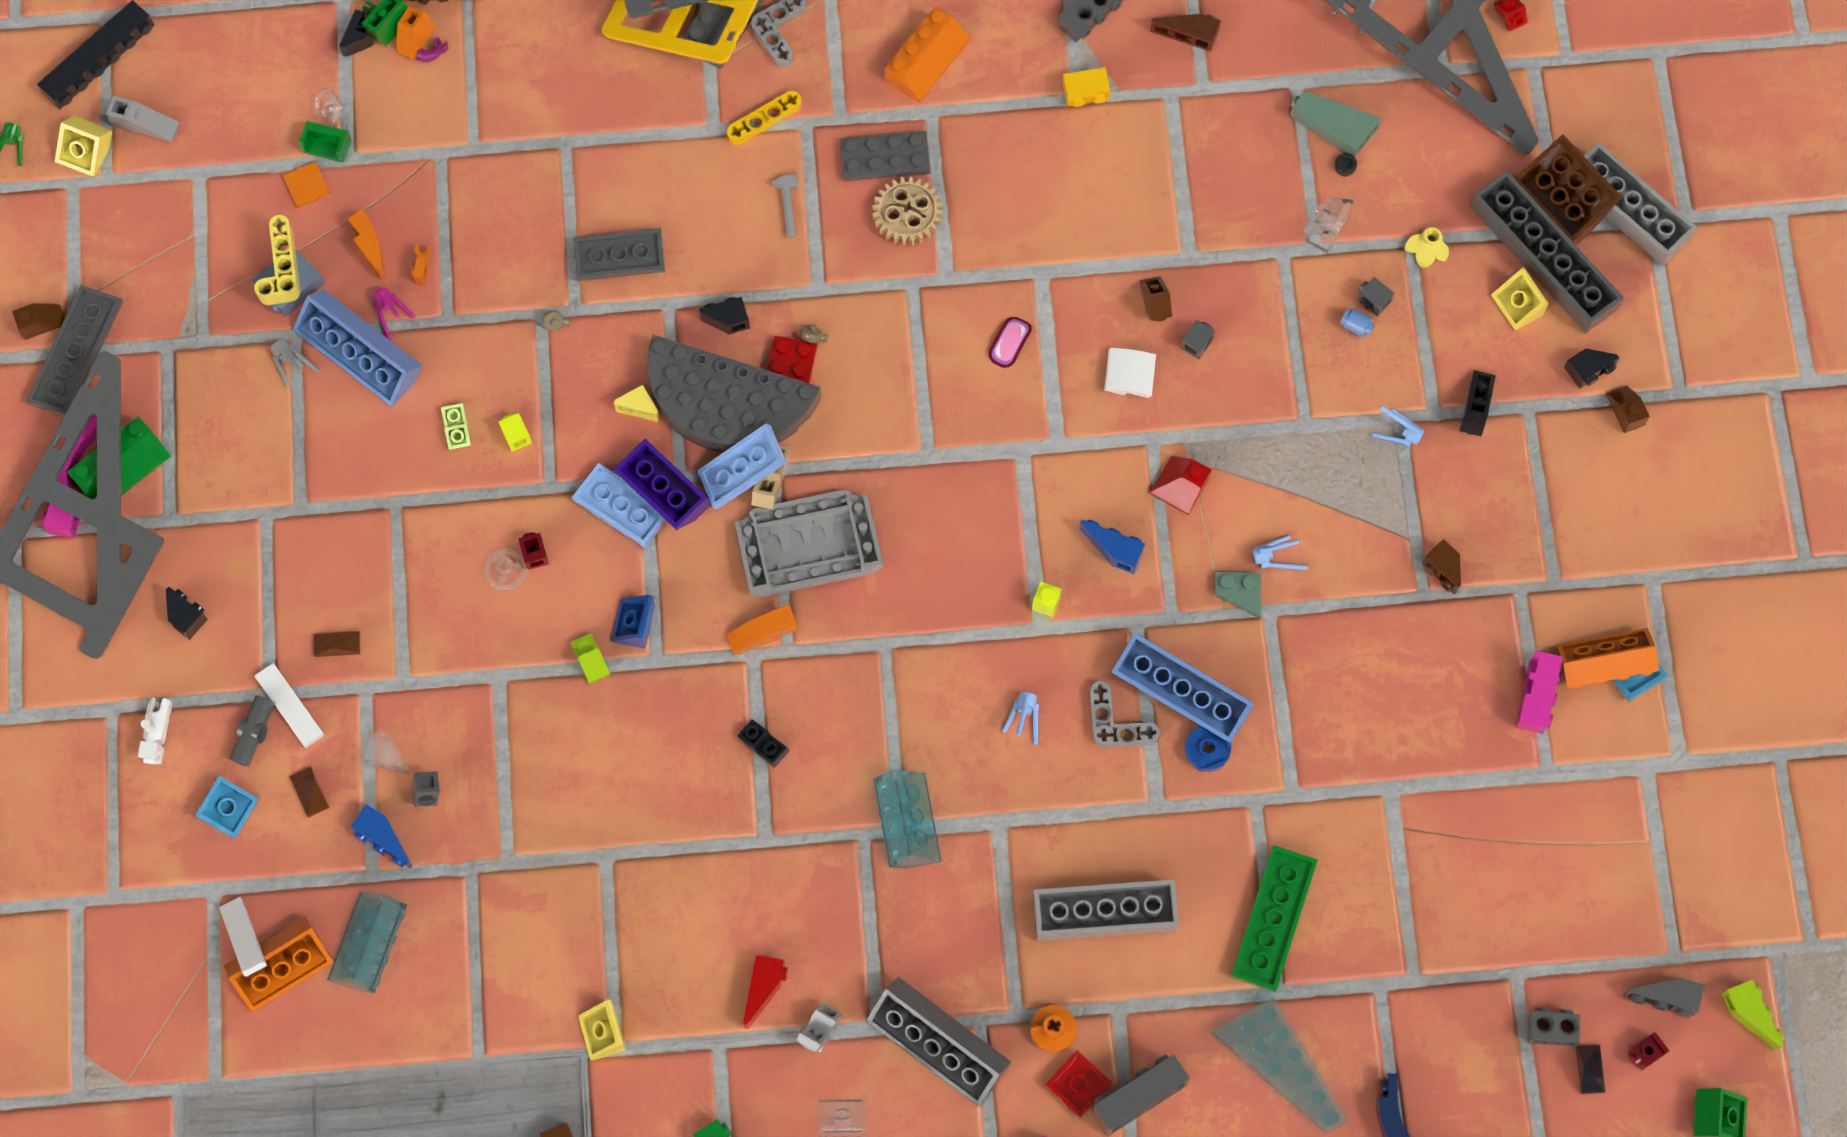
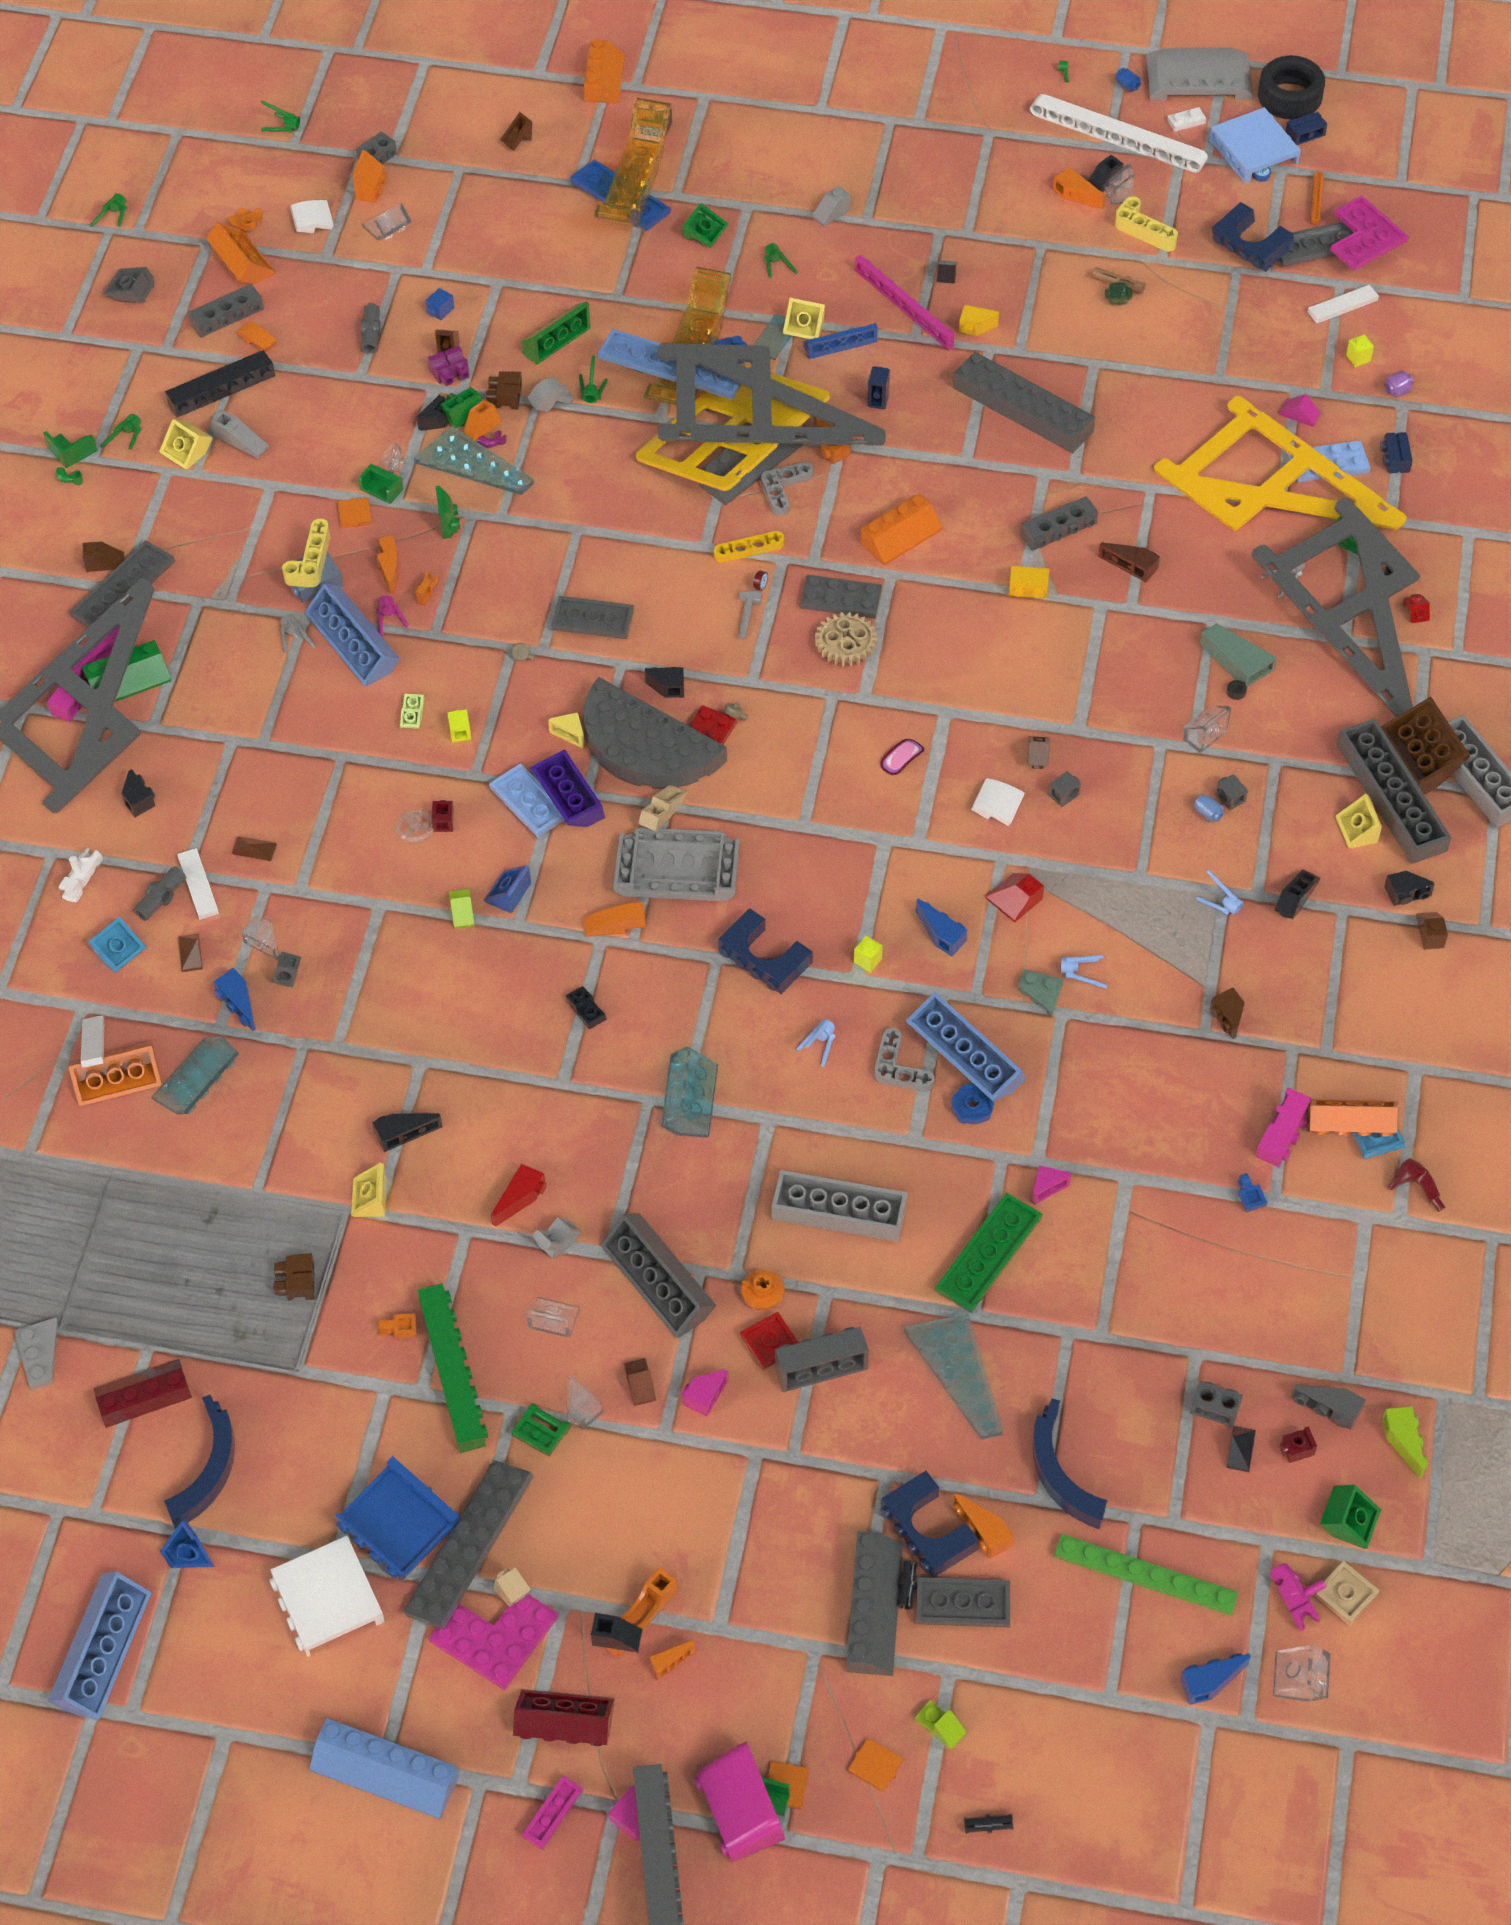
camera: 15 degrees right, 15 degrees down
(413, 84) = (465, 458): none -> clear light blue wing
(413, 162) = (447, 513): none -> green slope
(609, 946) = (402, 1128): none -> black slope
(741, 466) = (639, 790): light blue plate -> none
(791, 159) = (760, 580): none -> dark red tile
(955, 649) = (775, 973): none -> dark blue arch
(1311, 820) = (1049, 1182): none -> dark pink slope
(1427, 250) = (1288, 767): light yellow plate -> none
(1525, 778) = (1250, 1195): none -> blue plate
(1686, 705) = (1415, 1172): none -> dark red animal

